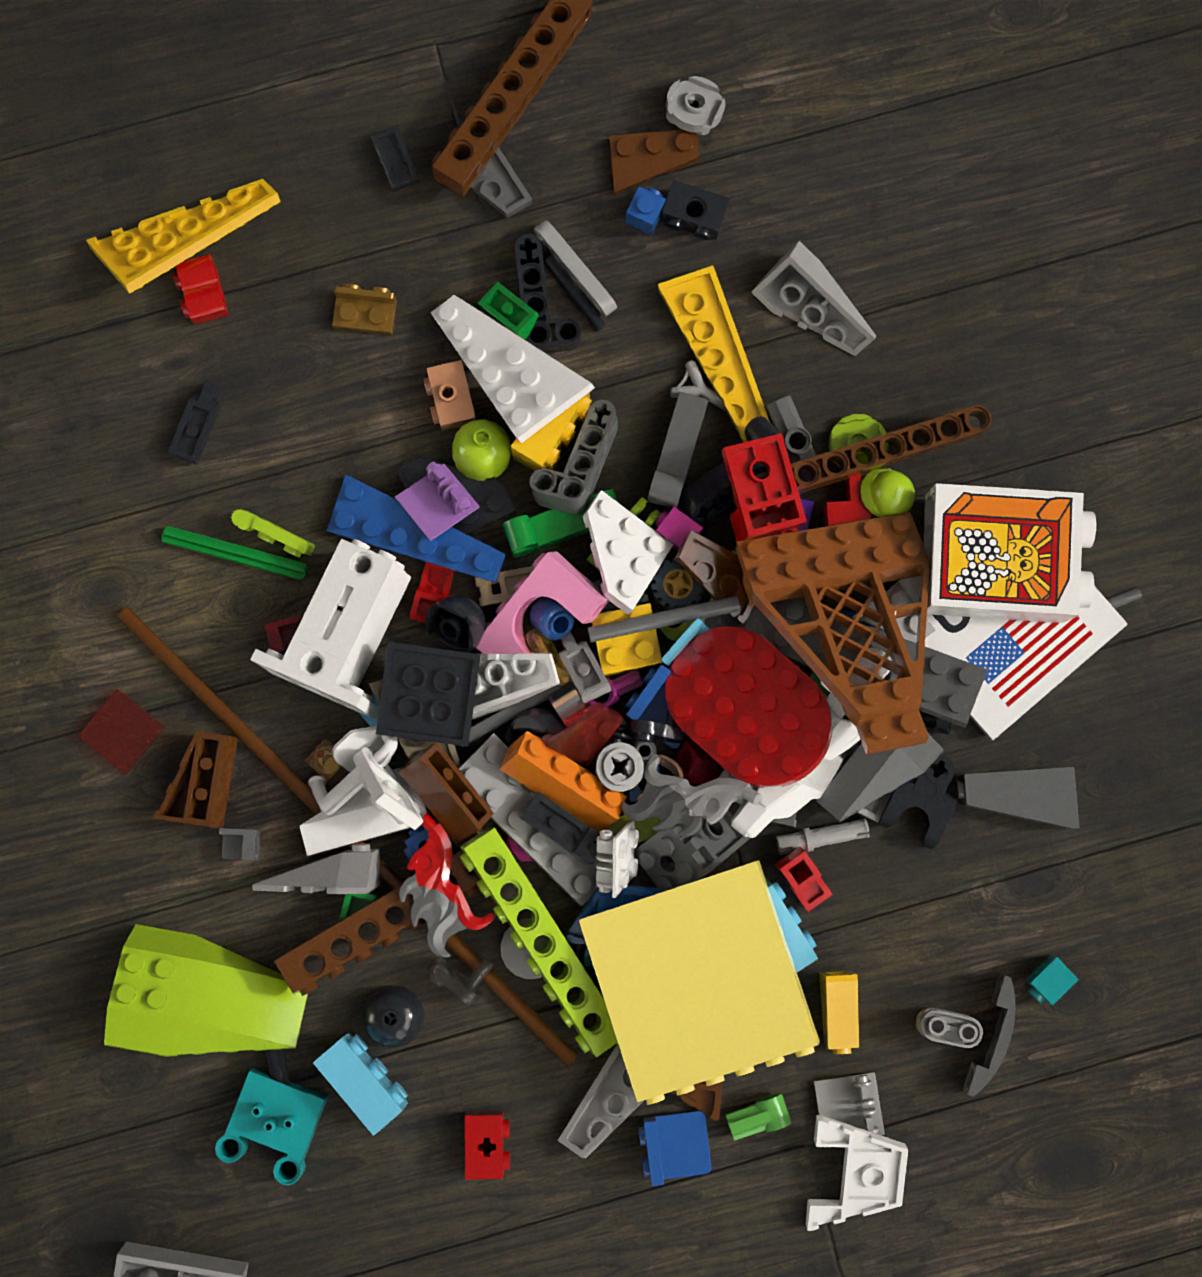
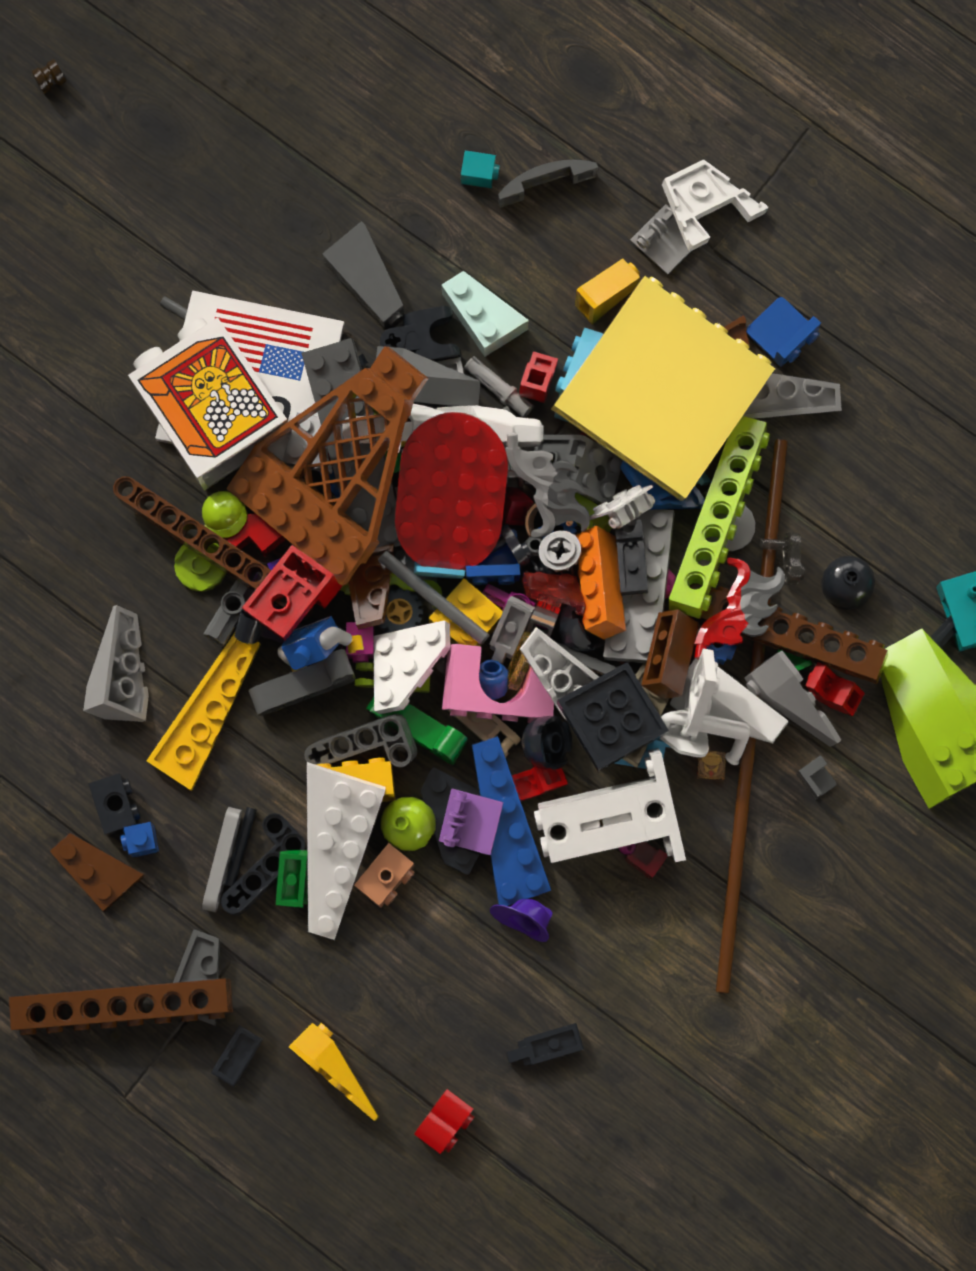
camera: 125 degrees left, 5 degrees down
(121, 731) = (806, 925): clear red tile -> none
(174, 236) = (423, 1173): yellow wing -> none
(202, 782) = (798, 834): reddish brown wedge -> none
(234, 553) = (618, 945): green axle -> none
(270, 532) = (582, 929): lime hinge -> none
(303, 921) = (834, 690): none -> red brick
(319, 493) = (525, 916): none -> dark purple piece
(336, 227) = (325, 1057): none -> yellow wedge
(362, 1082) = (908, 565): medium azure brick -> none
(364, 309) = (369, 989): pearl gold bracket -> none
(478, 1162) = (876, 468): red brick -> none
(693, 119) = (47, 868): light grey plate -> none
(699, 387) = (244, 705): light grey piece -> none
(702, 480) = (316, 643): none -> blue torso
(766, 1115) = (715, 288): bright green piece -> none
(902, 874) = (482, 313): none -> light aqua wedge
(949, 1027) = (562, 212): light grey brick -> none

